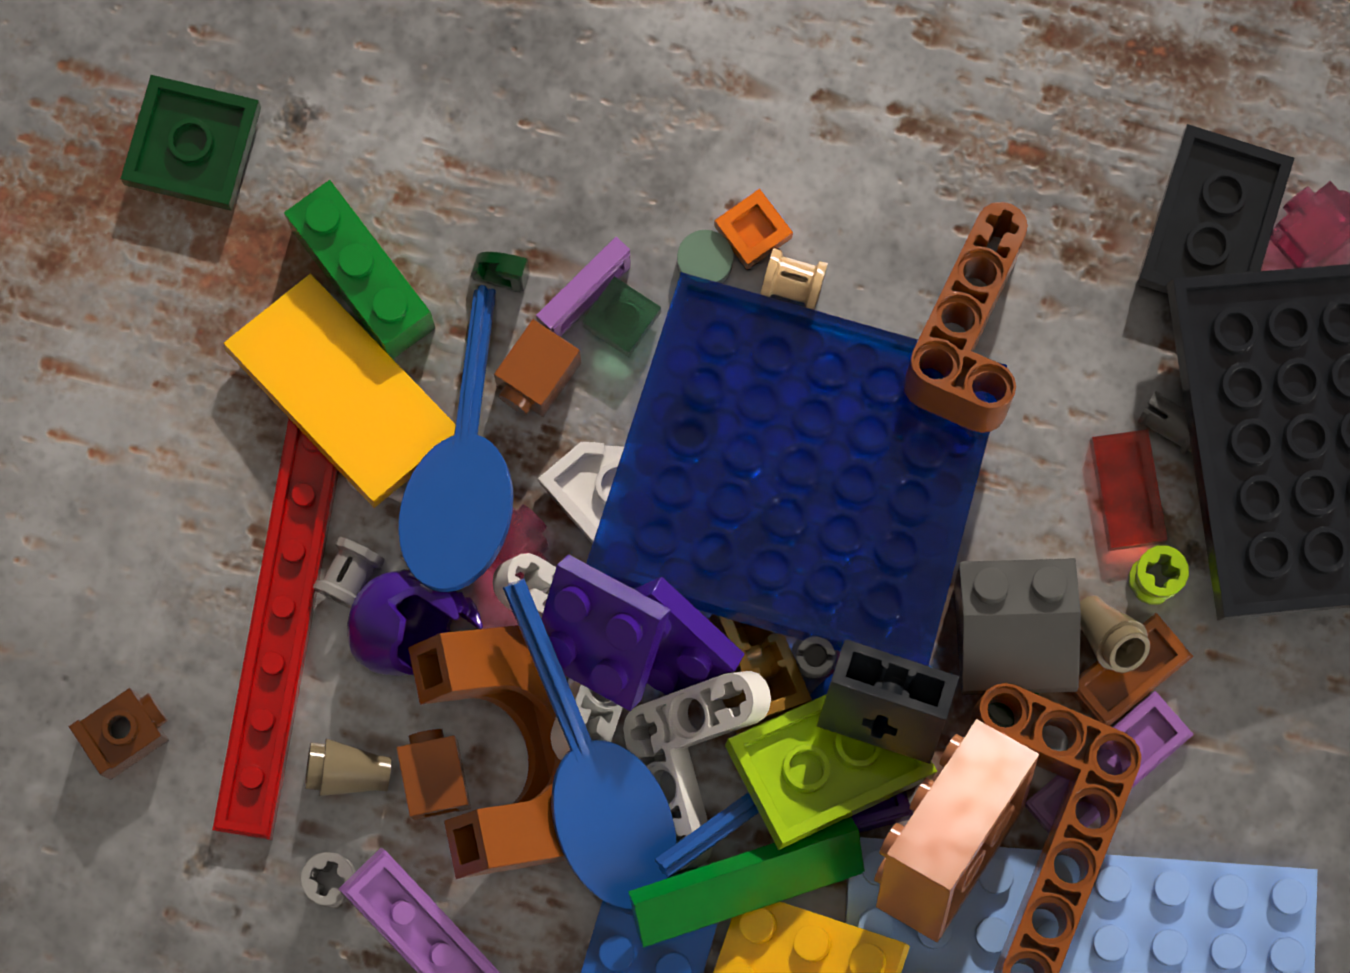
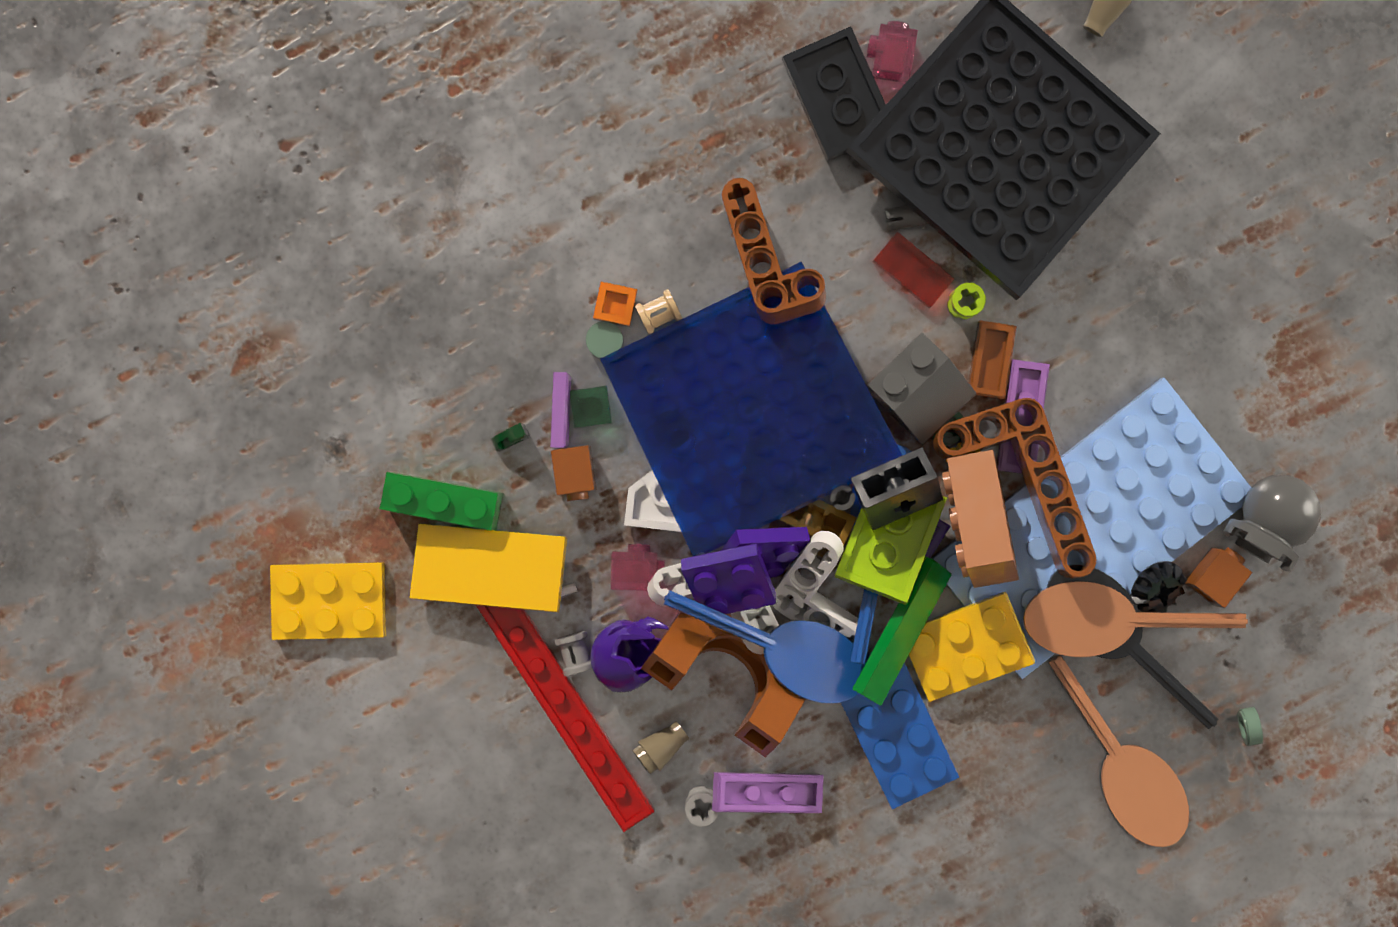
camera: 40 degrees left, 10 degrees up
(115, 755) = (532, 842): reddish brown brick -> none
(130, 270) = (328, 601): none -> yellow plate
(191, 142) = (297, 511): dark green plate -> none
(433, 775) = (705, 713): dark orange brick -> none
(462, 488) = (593, 567): blue piece -> none
(1114, 637) = (972, 352): dark tan cone -> none

